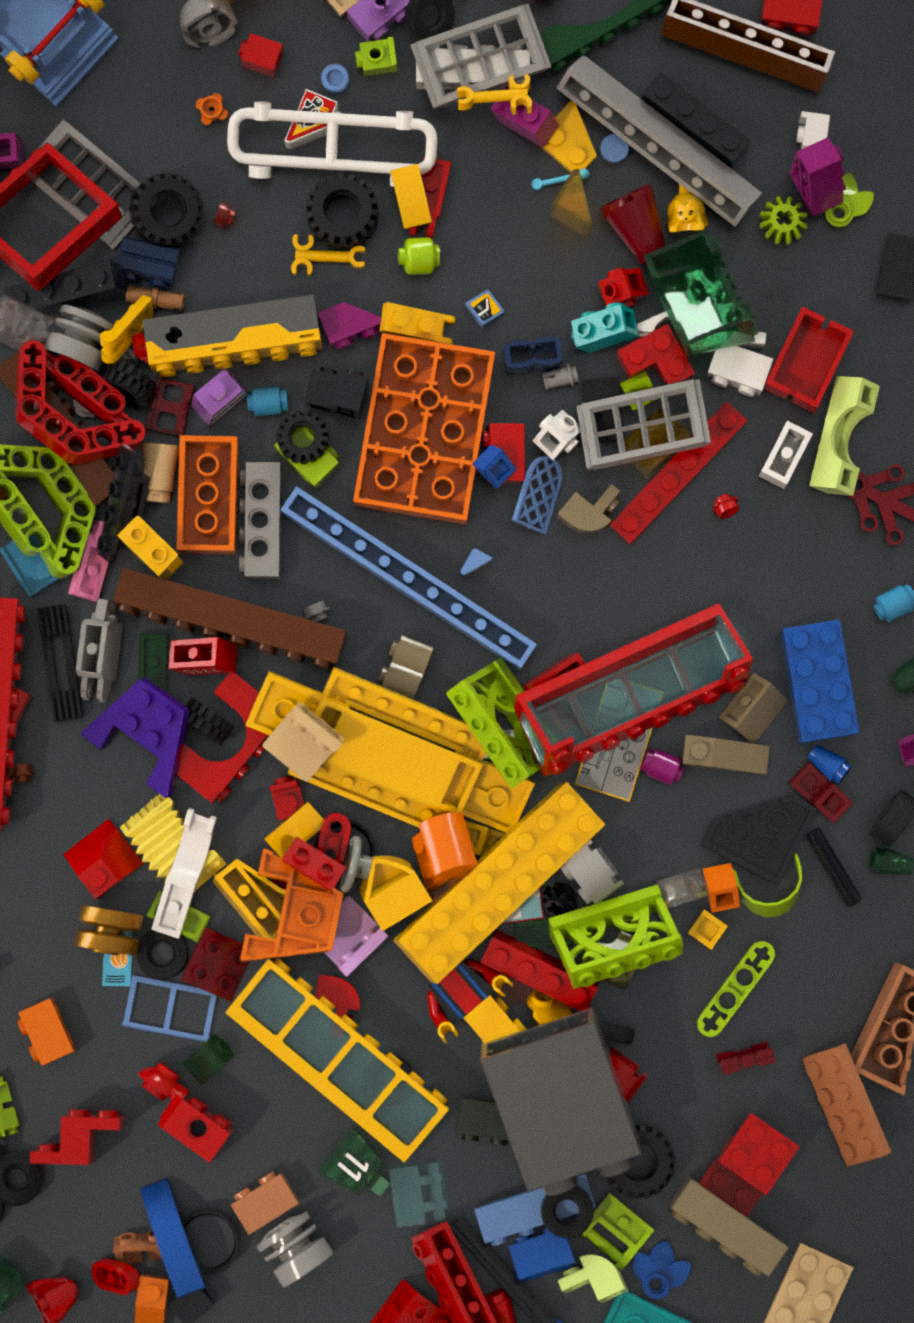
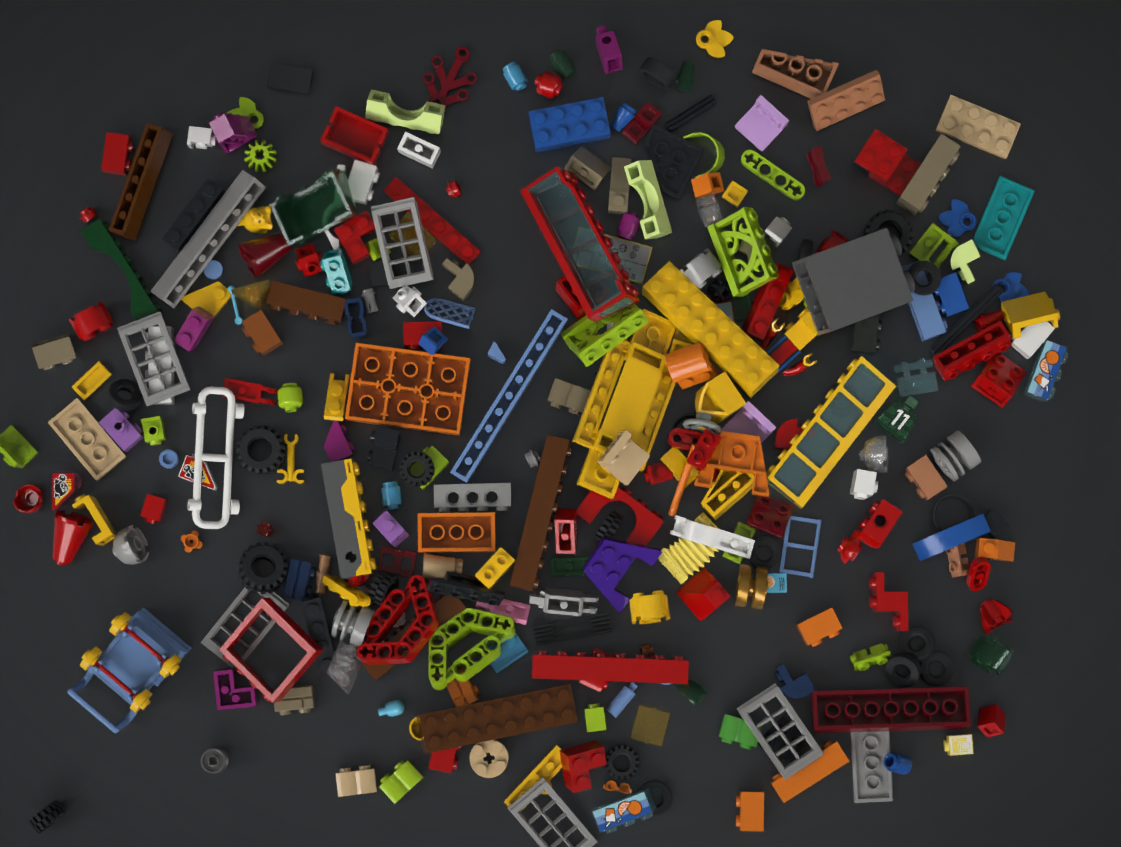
camera: 90 degrees left, 0 degrees up
(83, 777) = (649, 608): none -> yellow brick
(208, 1059) = (833, 518): clear green bracket -> none
(256, 1106) = (863, 484): none -> white brick
(262, 830) = (681, 486): none -> orange bar
(301, 1127) = (875, 454): none -> clear cylinder
(411, 196) = (250, 403): yellow slope -> none
(484, 308) = (324, 353): slope -> none
(516, 95) = (180, 332): yellow bar -> none
(516, 216) = (261, 332): none -> dark orange brick
(560, 282) = (307, 302): none -> reddish brown brick
(648, 991) = (777, 231): none -> white slope
(732, 791) = (655, 218): none -> yellowish green arch
(813, 974) = (762, 123): none -> lavender bracket
(881, 653) = (548, 84): none -> red head

